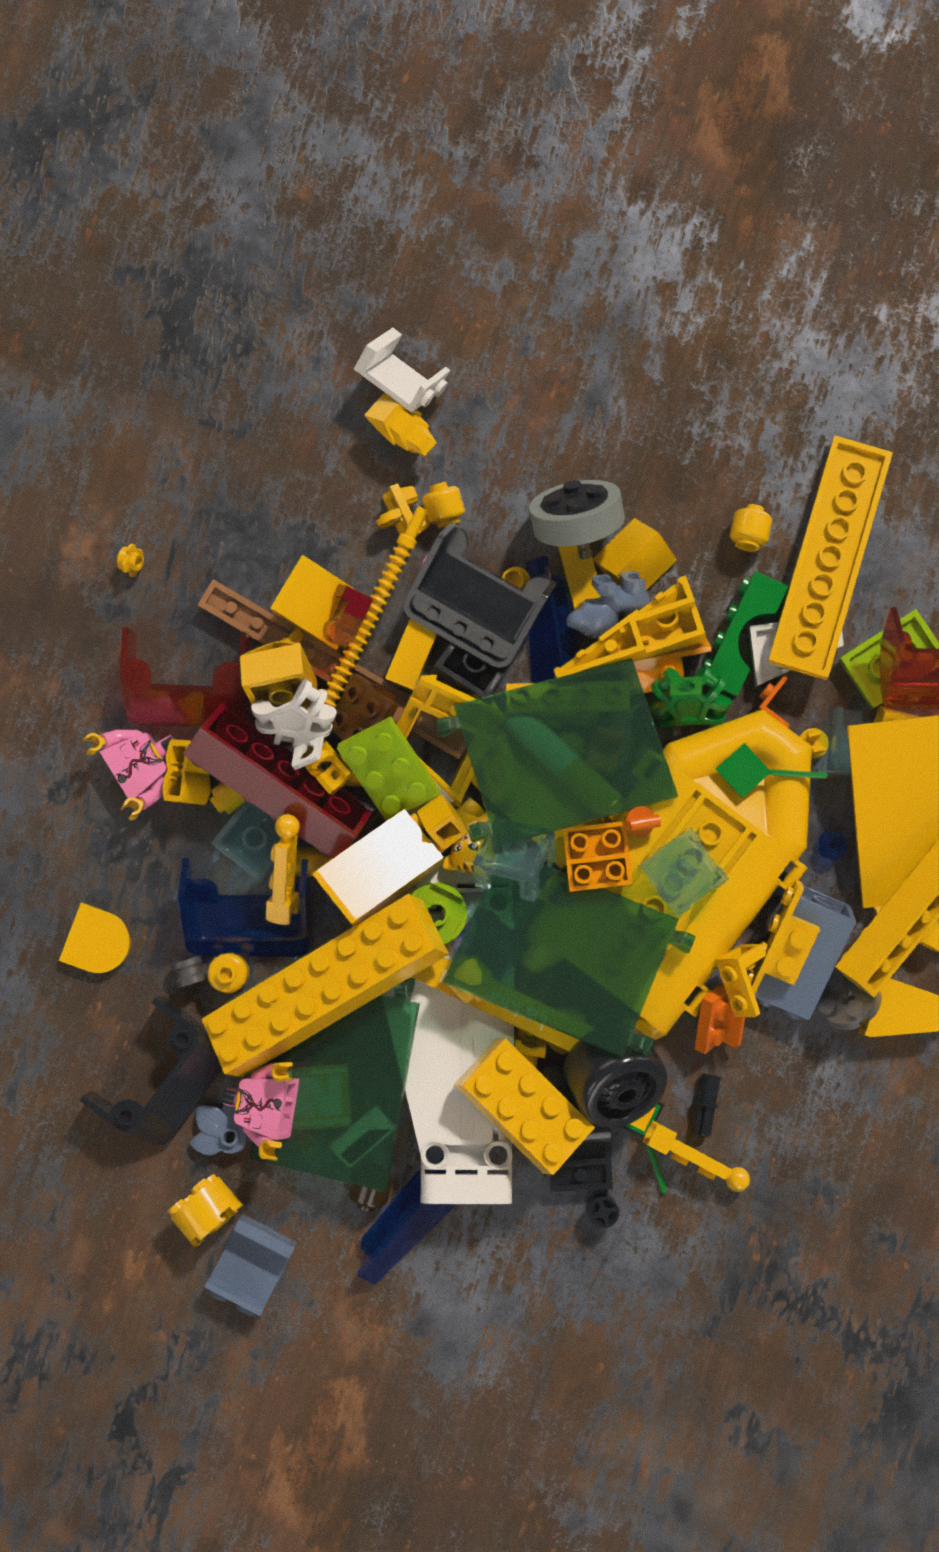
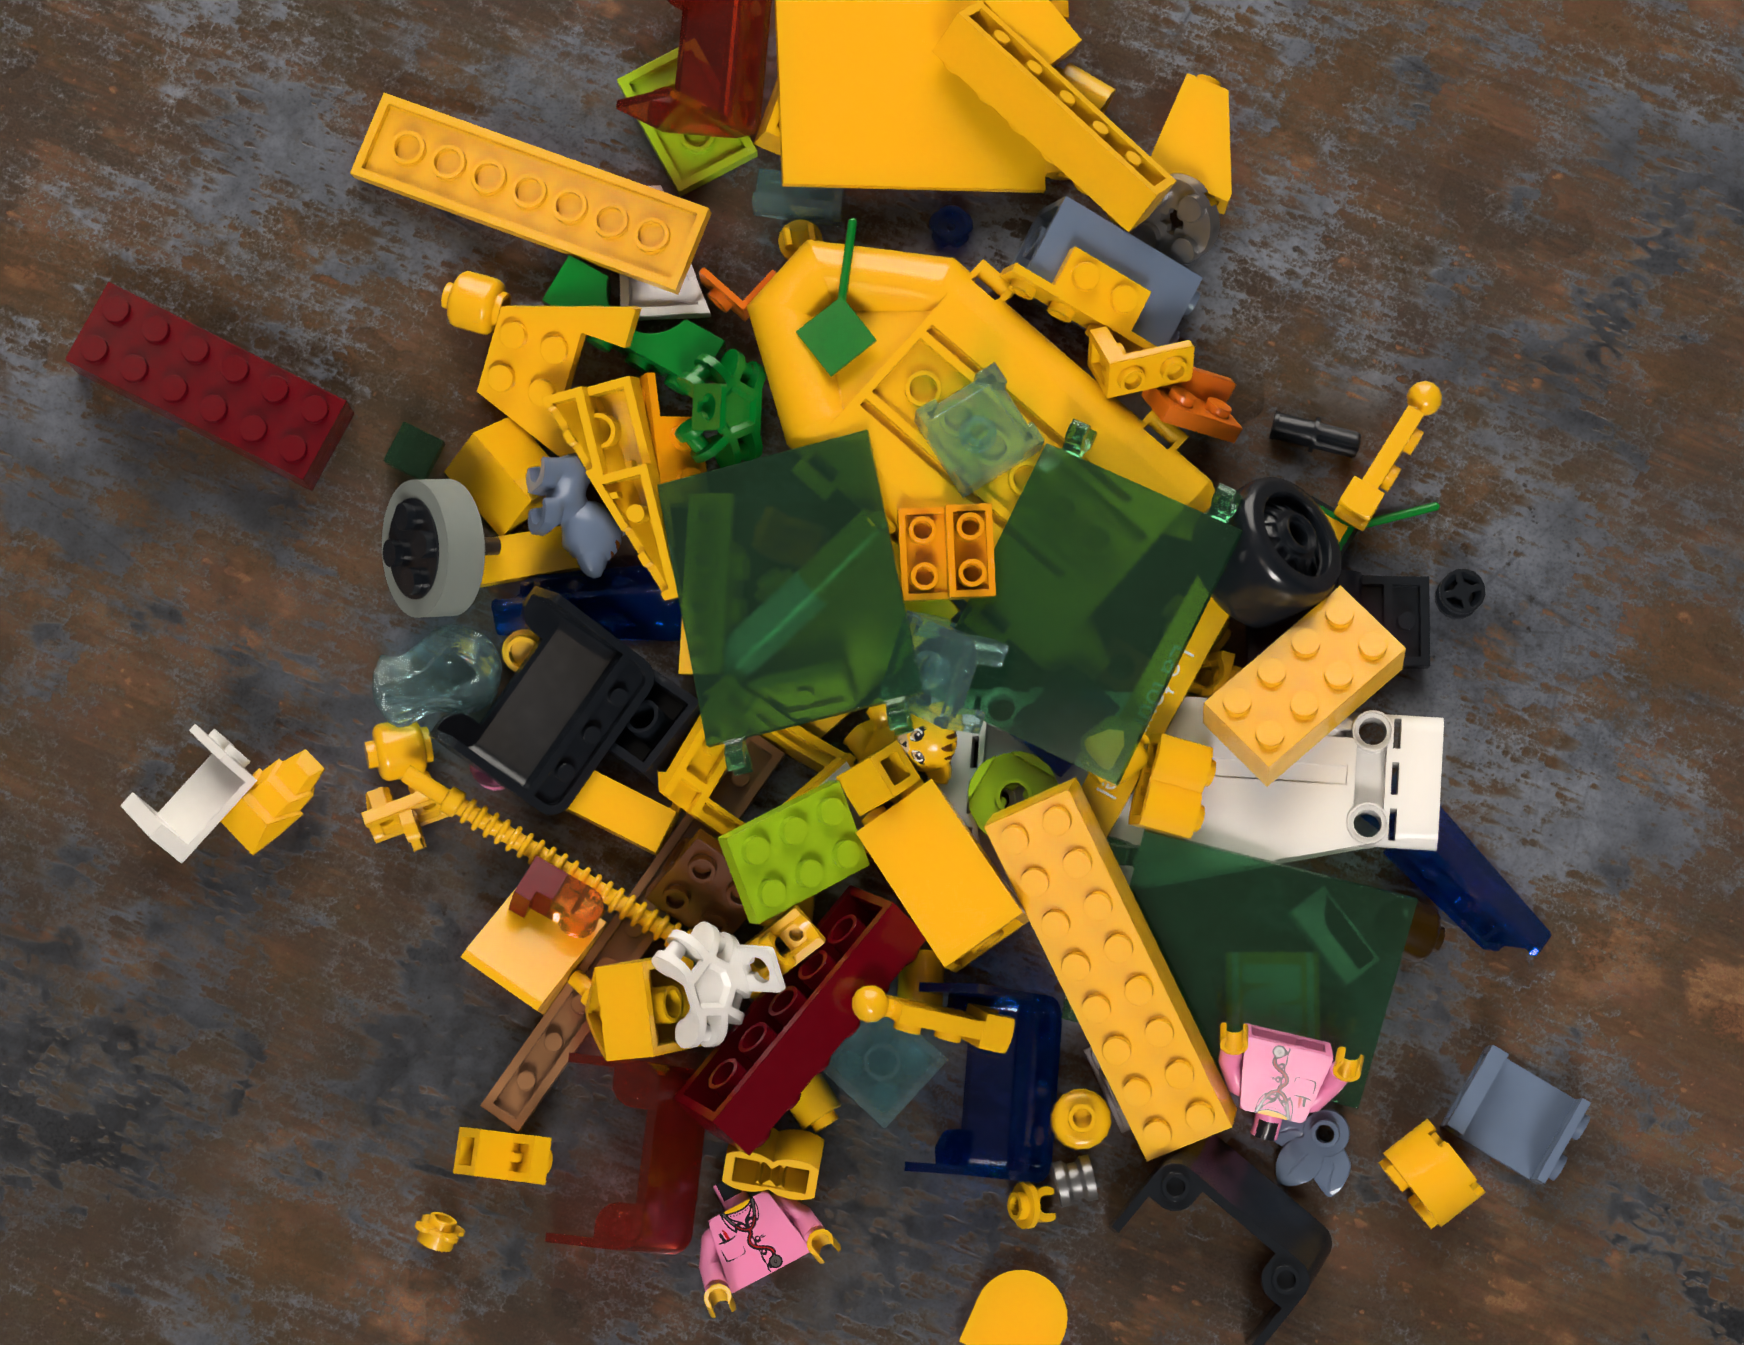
camera: 80 degrees left, 5 degrees down
(169, 940) = (1025, 1205): none -> yellow plate
(180, 596) = (503, 1155): none -> yellow brick
(448, 1020) = (1172, 786): none -> yellow brick
(494, 527) = (442, 673): none -> clear light blue piece
(641, 821) = (901, 485): orange plate -> none
(646, 496) = (414, 452): none -> clear green tile
(678, 356) = (210, 386): none -> dark red brick
(718, 572) = (537, 356): none -> yellow wing

